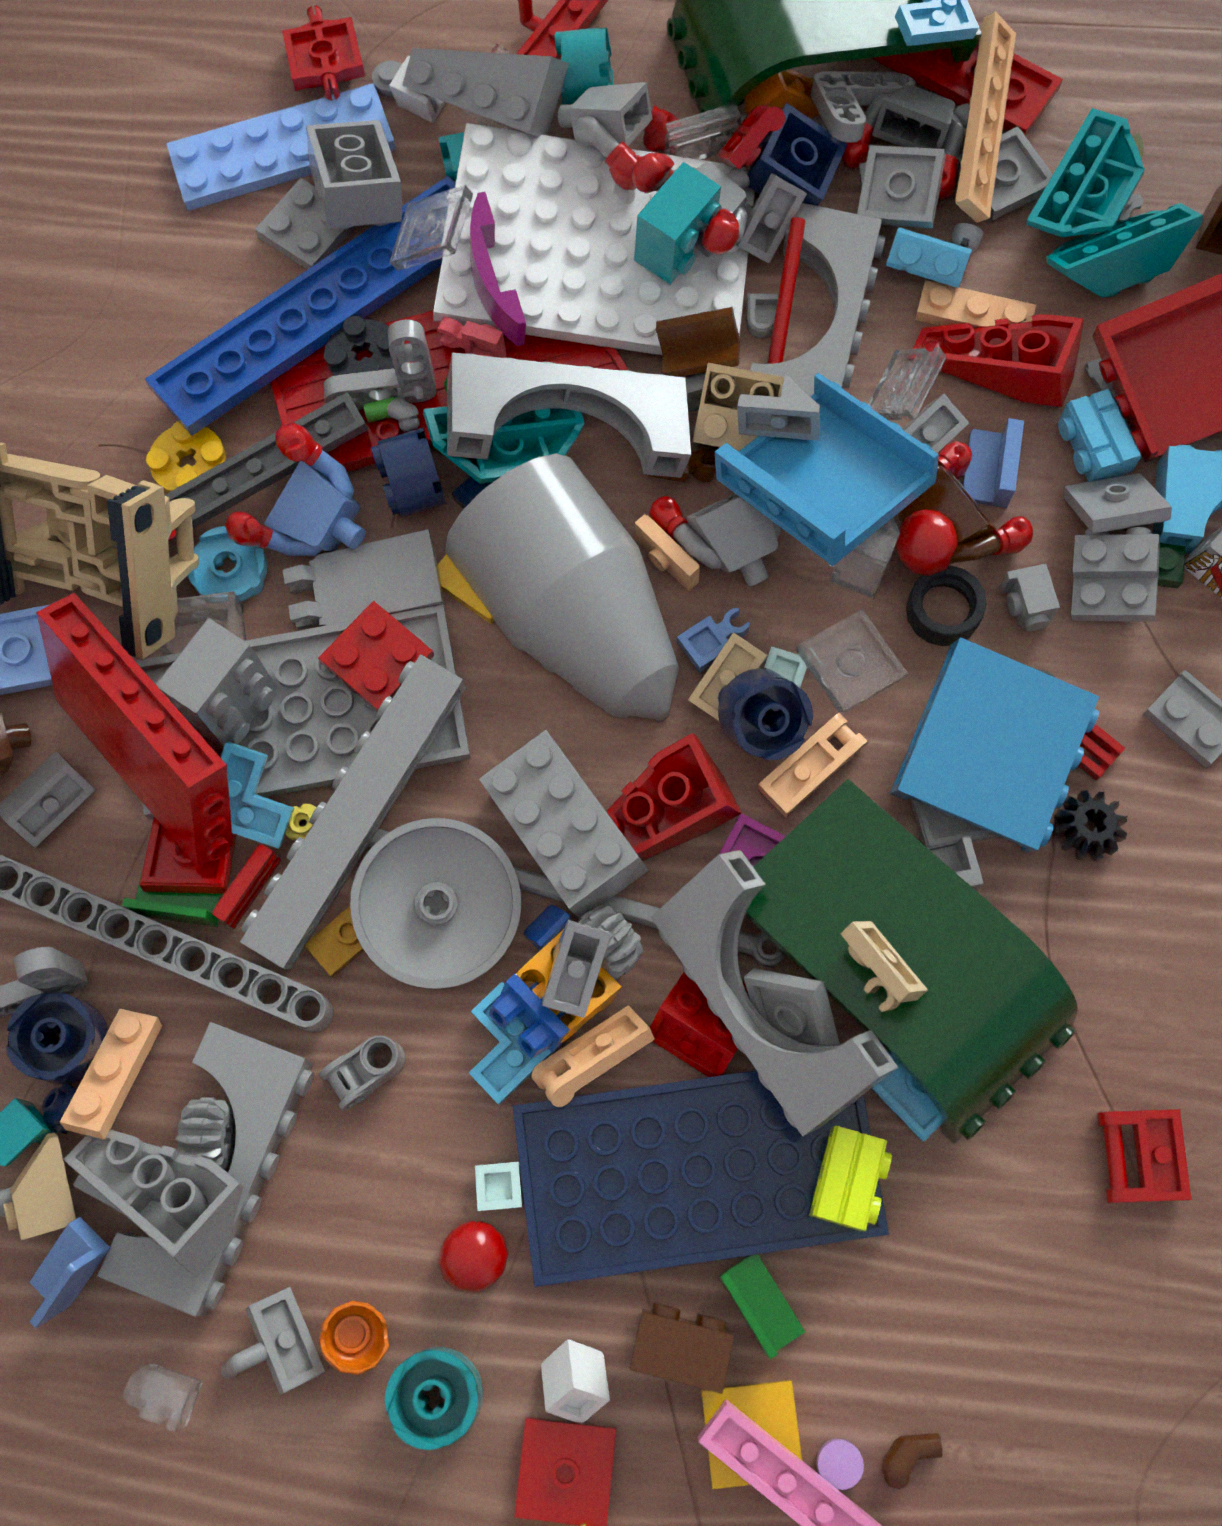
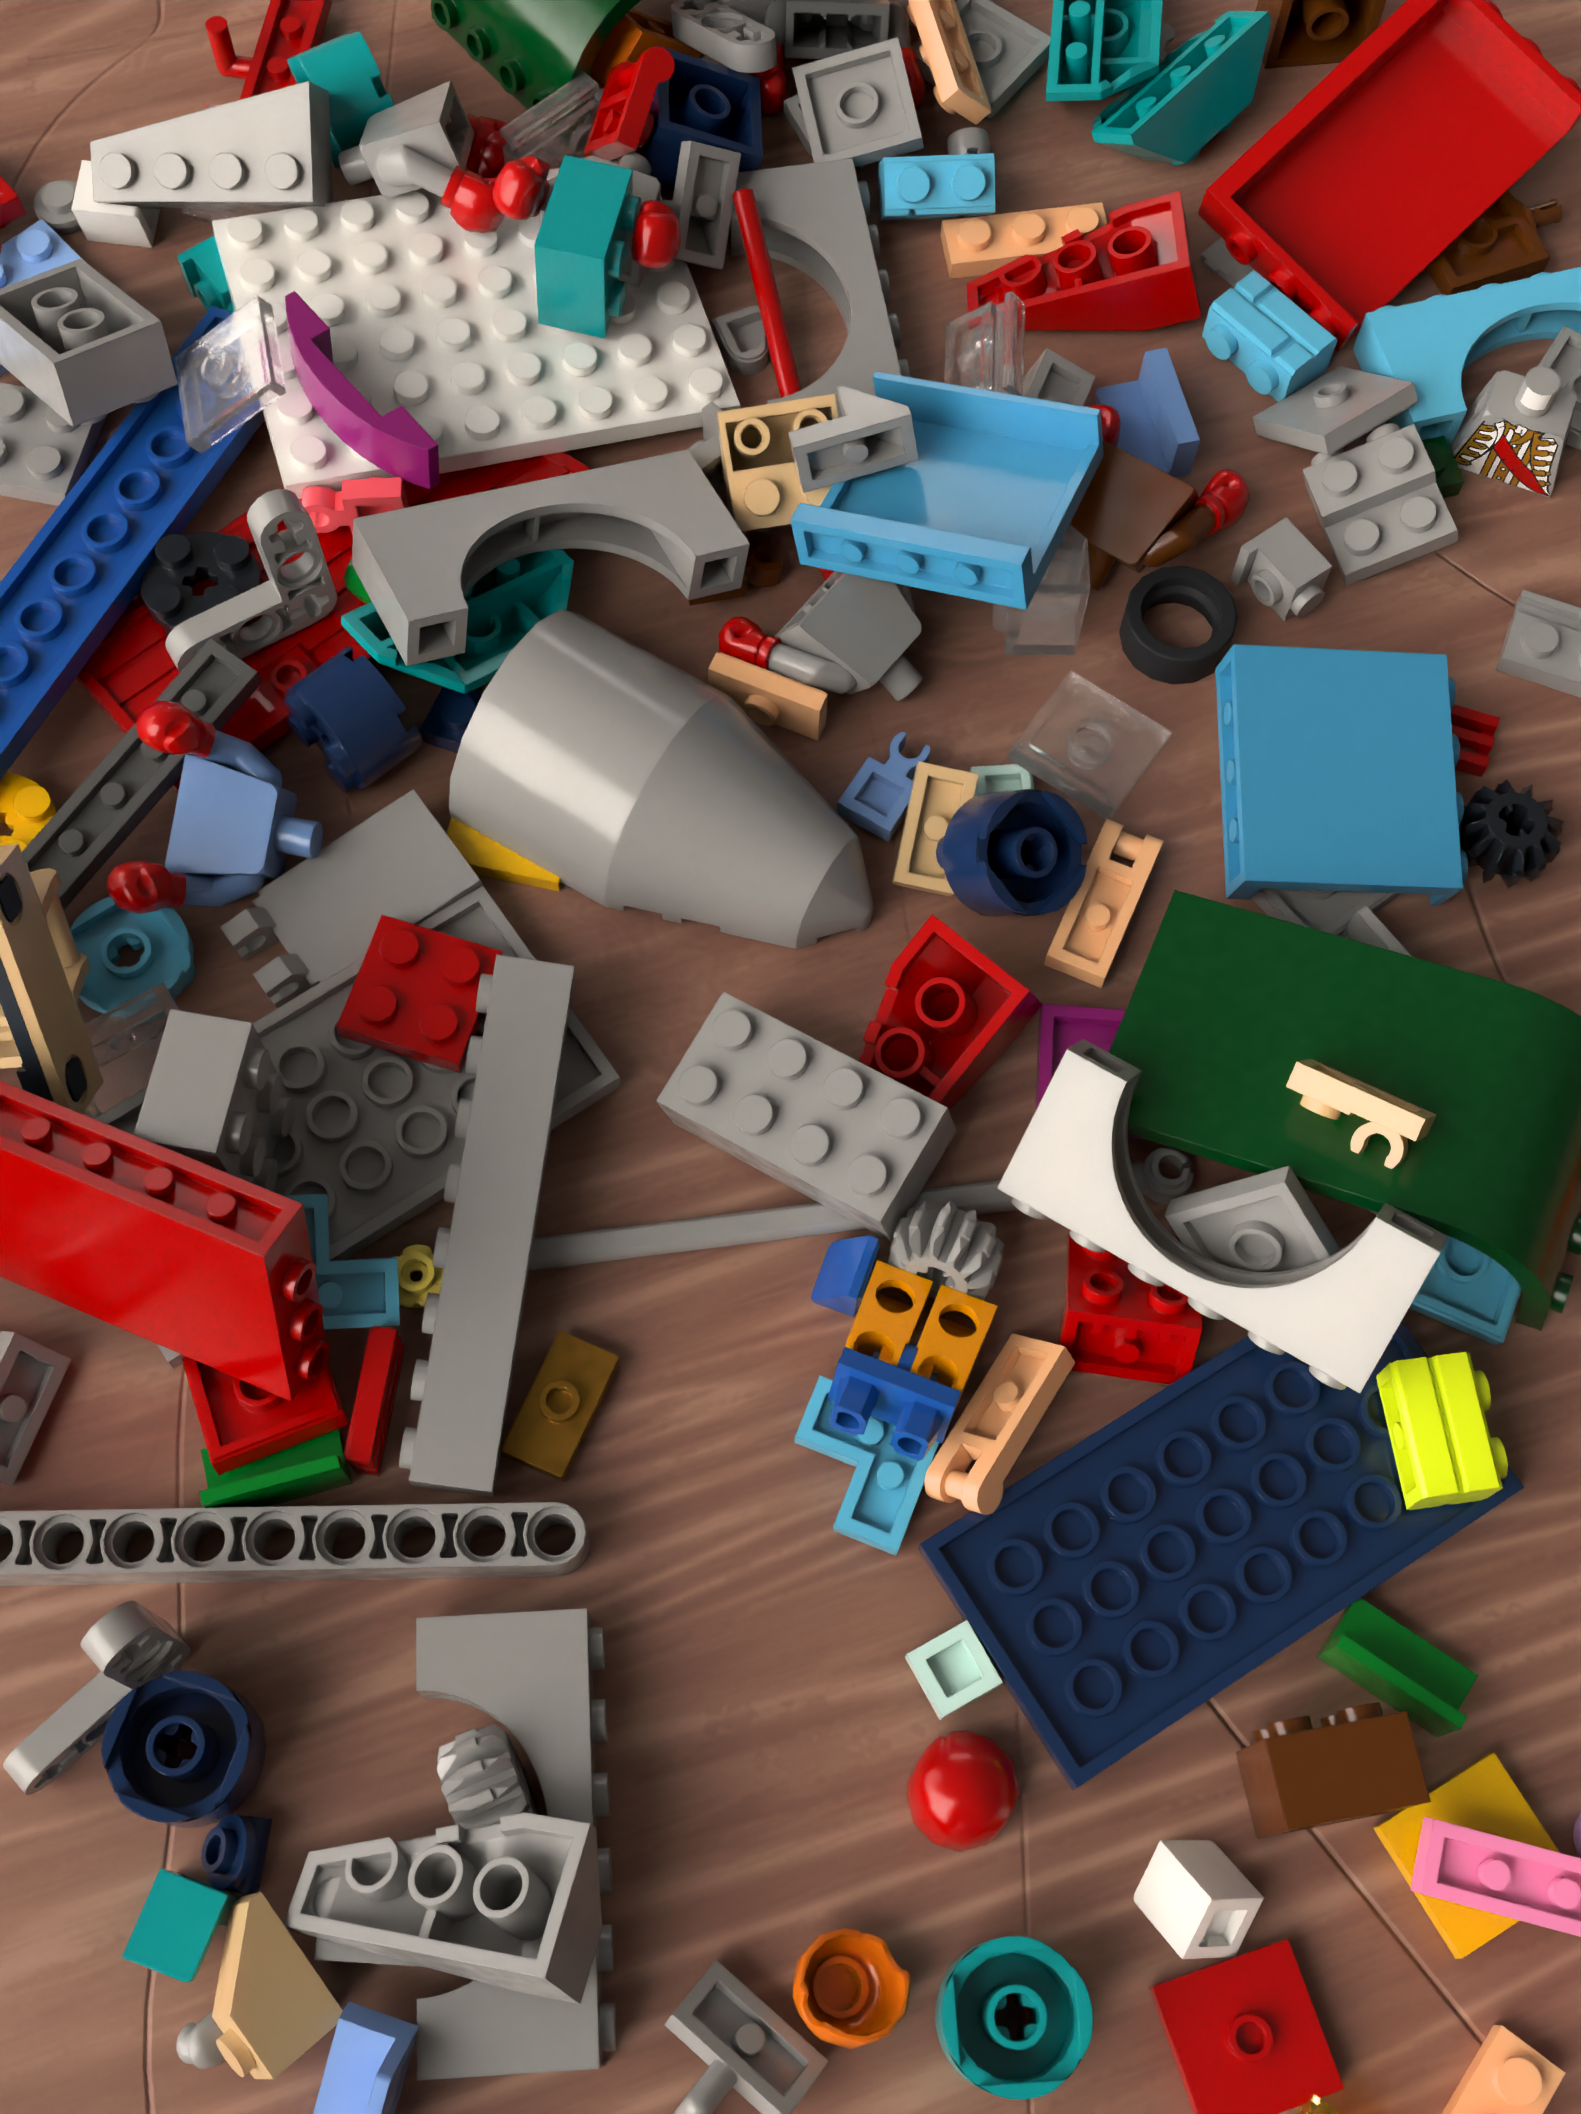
camera: 30 degrees left, 5 degrees down
(111, 1074) = (296, 1766): light nougat plate -> none
(360, 1071) = (673, 1595): light grey piece -> none
(393, 408) = (284, 641): arm -> none
(435, 903) = (673, 1304): light grey dish -> none
(575, 968) = (933, 1297): light grey slope -> none
(698, 339) = (681, 395): reddish brown panel -> none
(926, 542) = (1123, 544): red hair -> none

